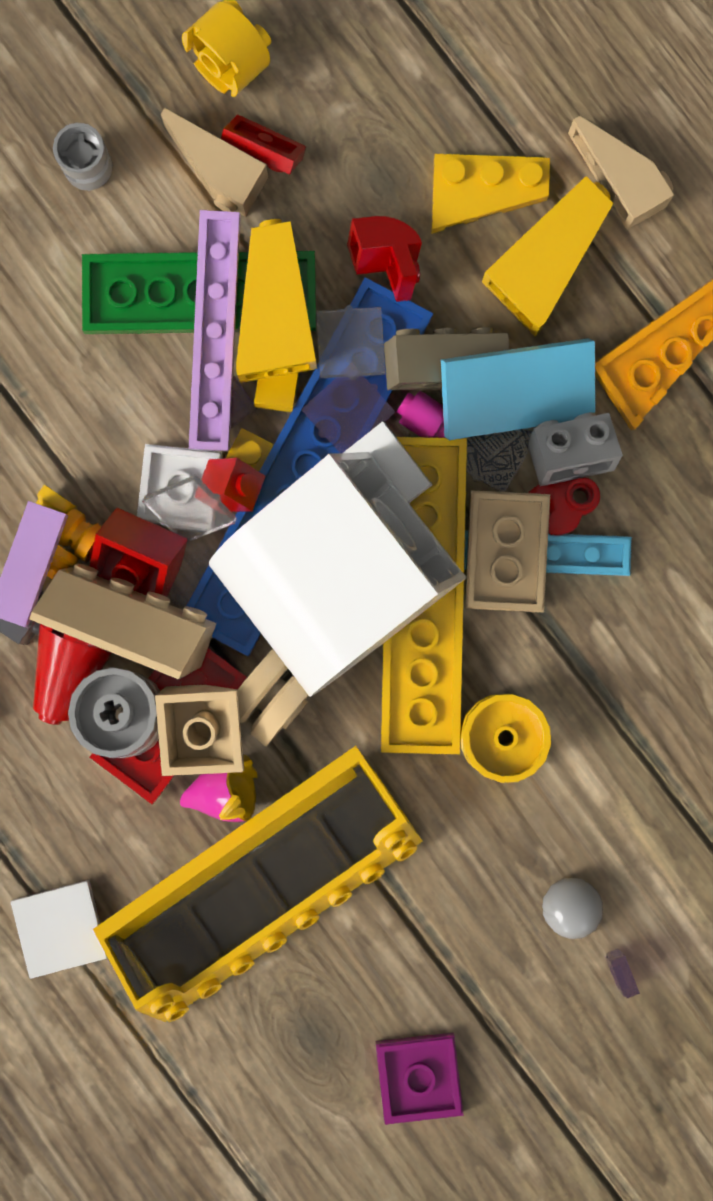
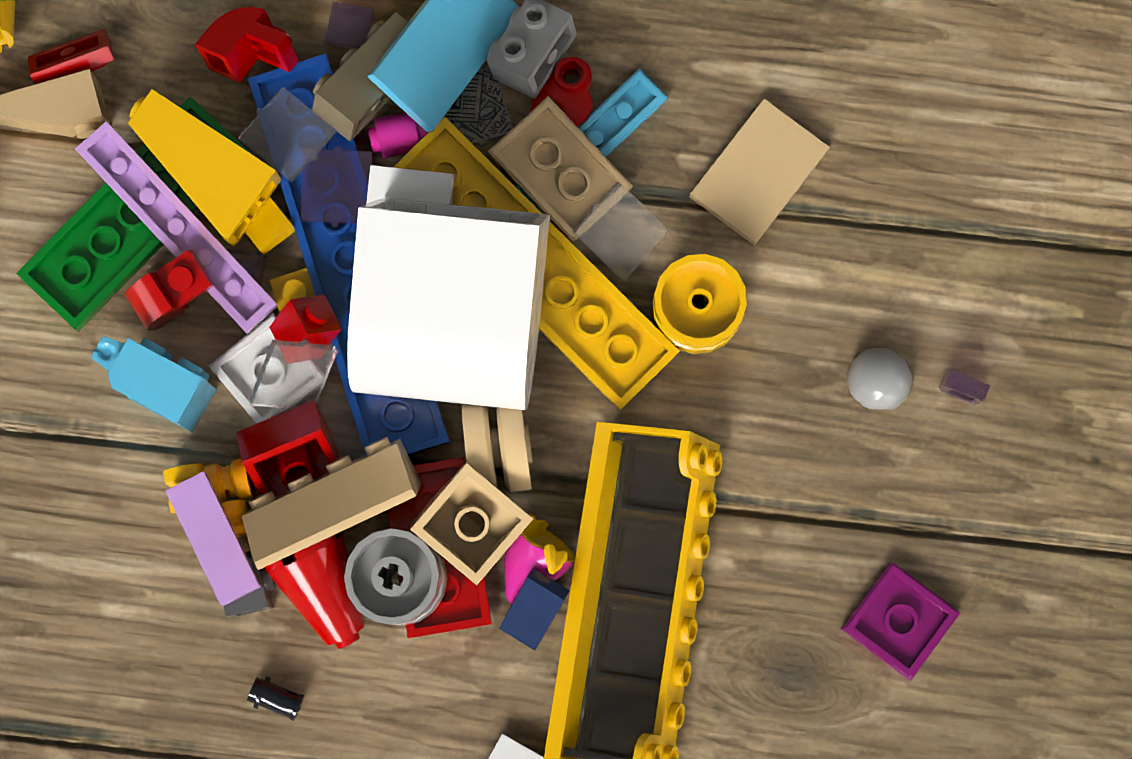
camera: 45 degrees left, 5 degrees down
(96, 420) = (155, 382): none -> medium azure hinge
(167, 368) = (166, 292): none -> red brick
(188, 825) = (534, 609): none -> dark blue tile
(469, 309) = (348, 25): none -> tile
(504, 633) = (620, 231): none -> clear piece
(638, 688) = (759, 172): none -> tan tile

